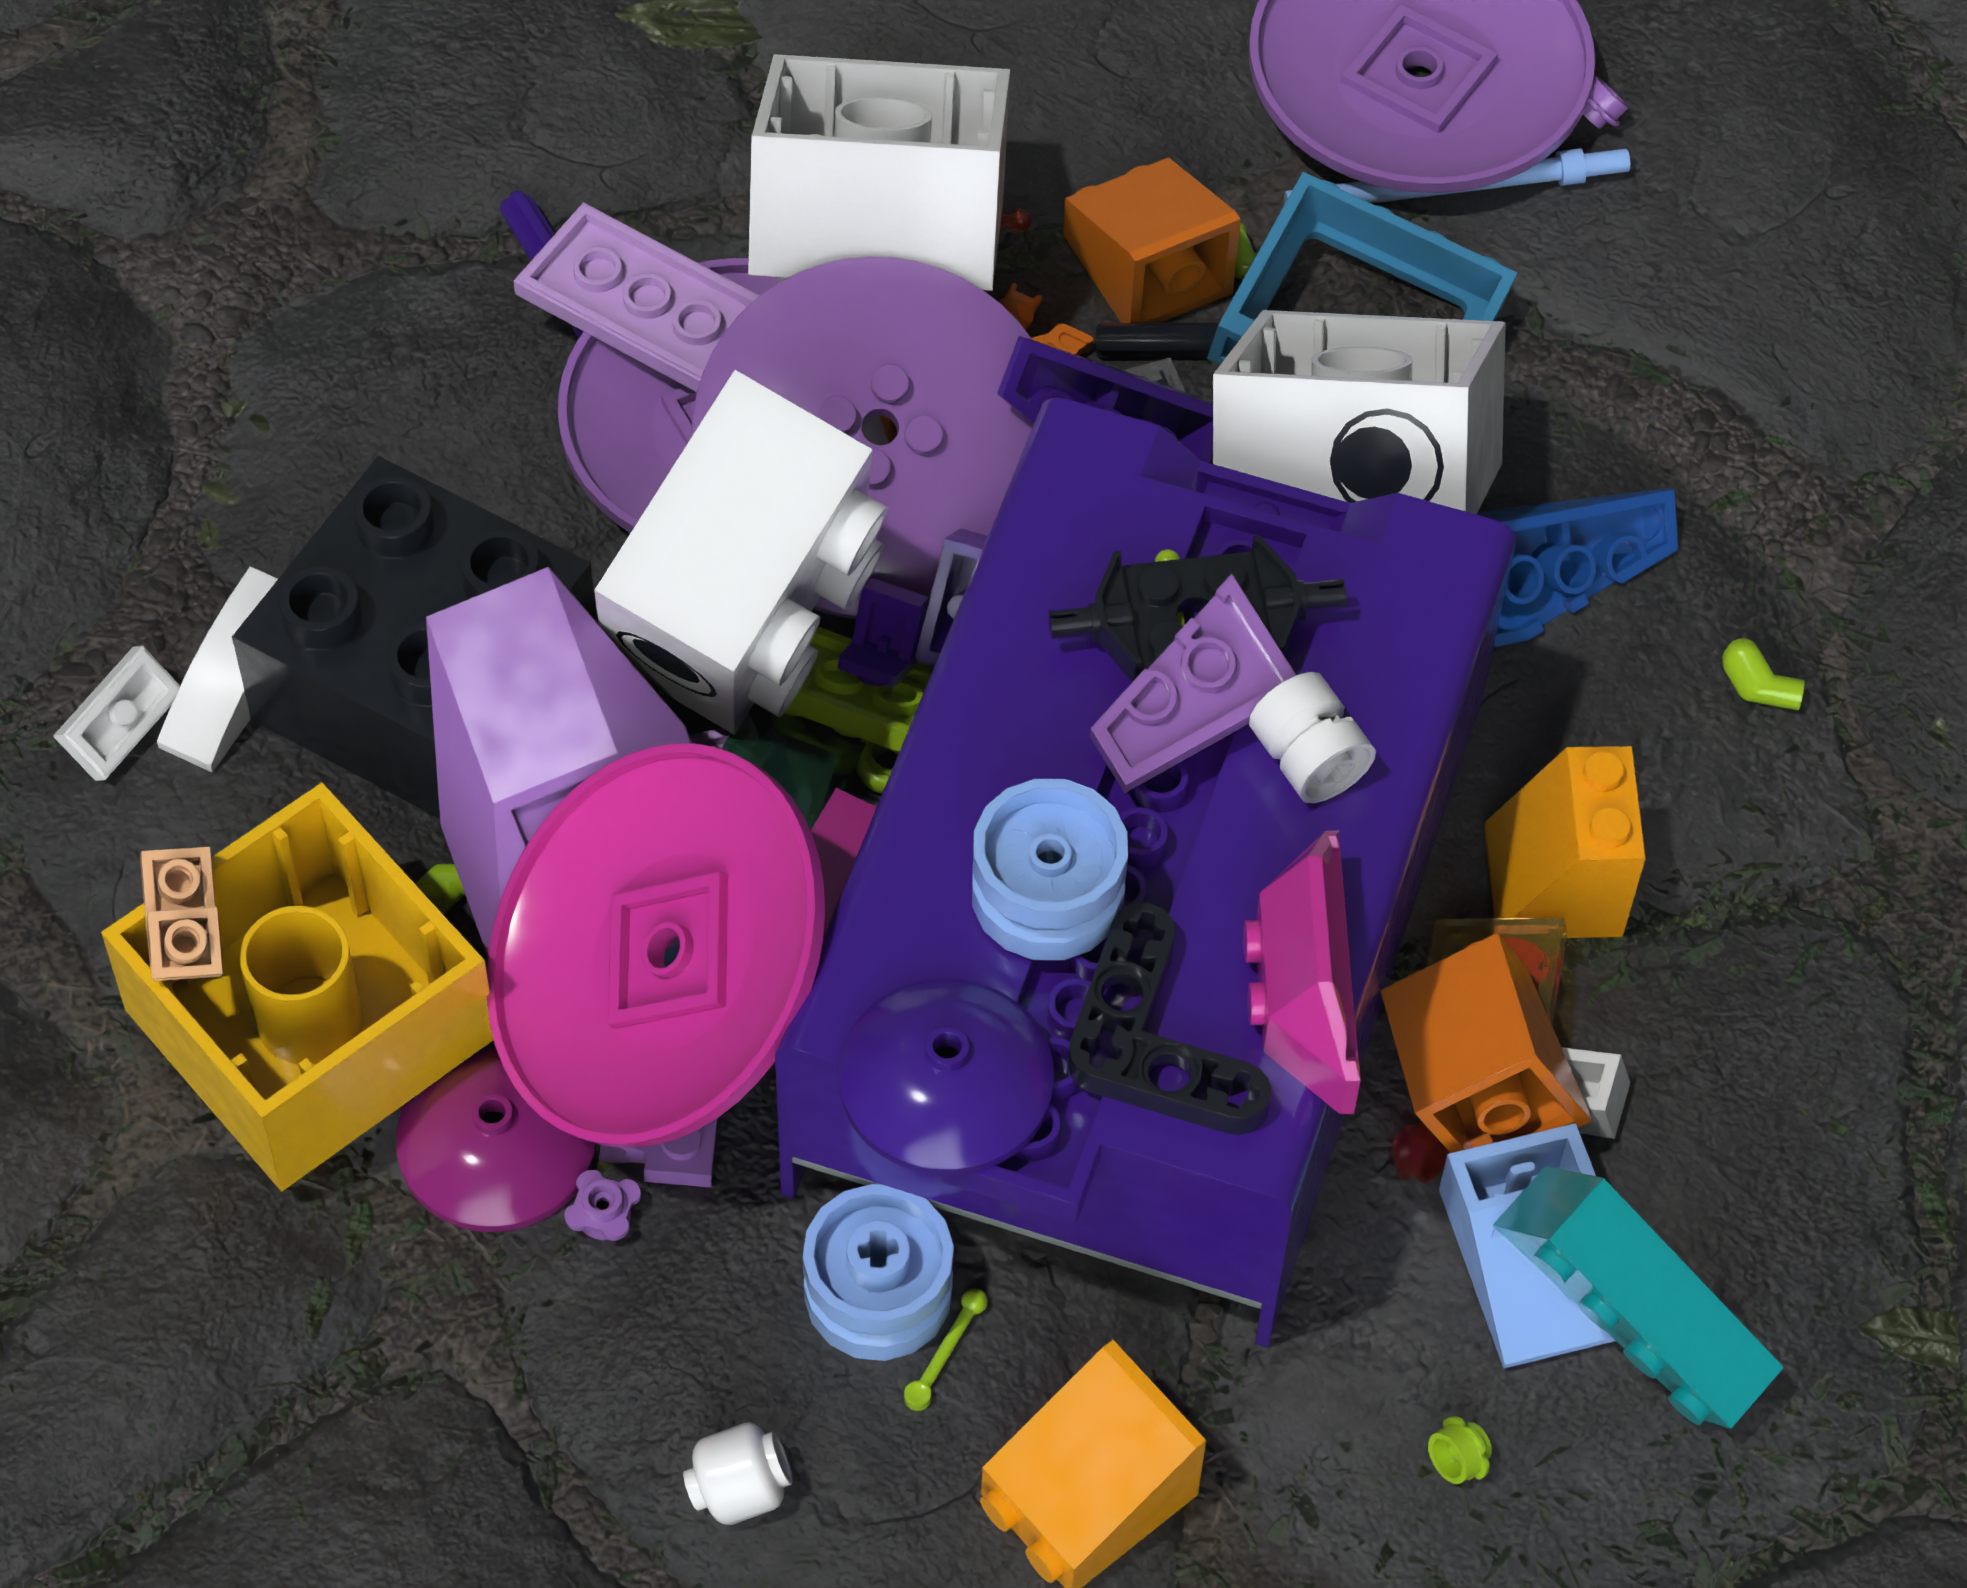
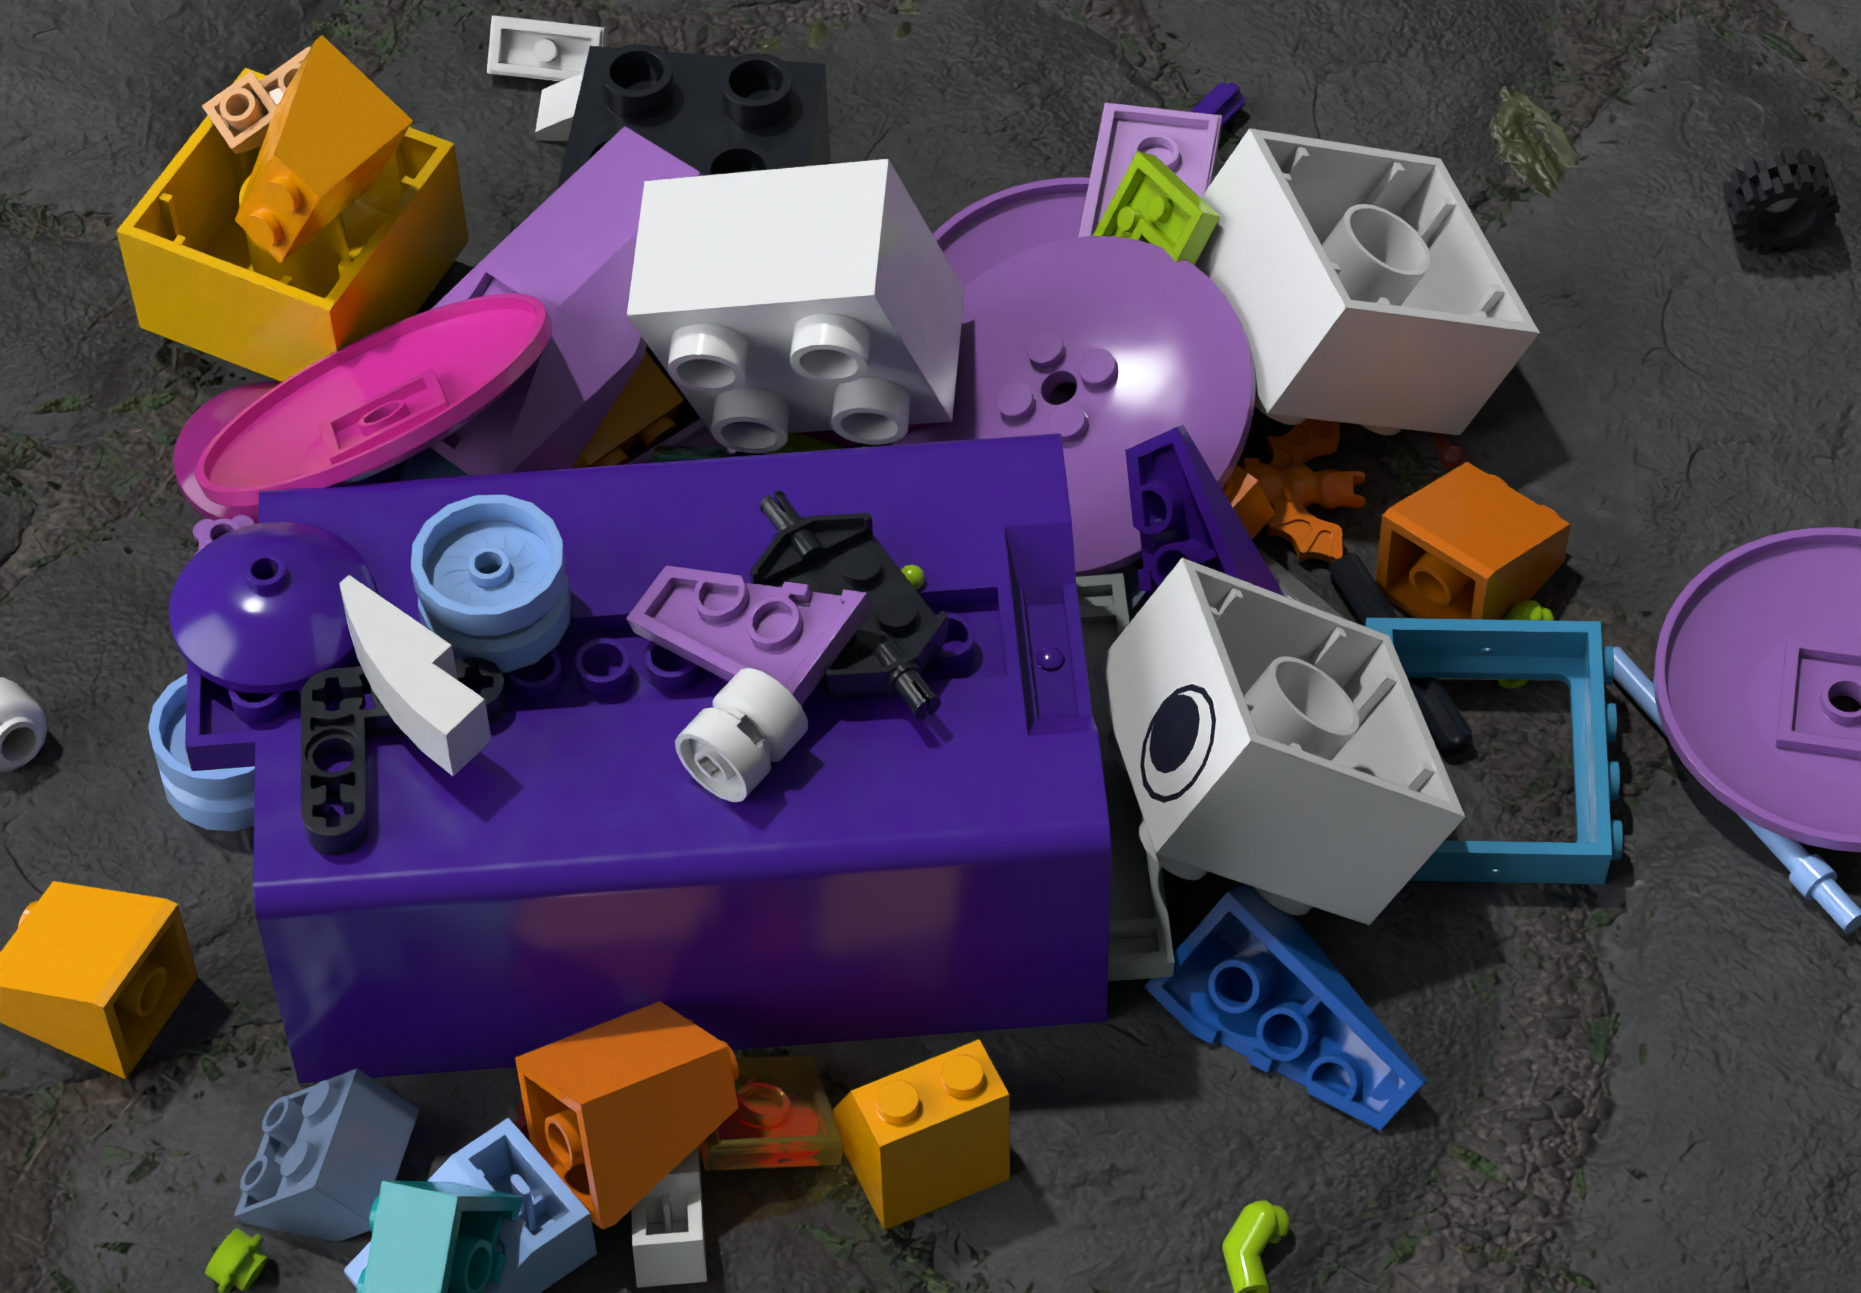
camera: 70 degrees right, 5 degrees down
(320, 880) = (319, 151): none -> light orange slope
(731, 264) = (1158, 210): none -> lime plate
(918, 1393) = (141, 835): lime hinge -> none
(1137, 965) = (415, 679): none -> white slope
(1306, 975) = (487, 818): dark pink wedge -> none
(1386, 1339) = (326, 1157): none -> sand blue slope

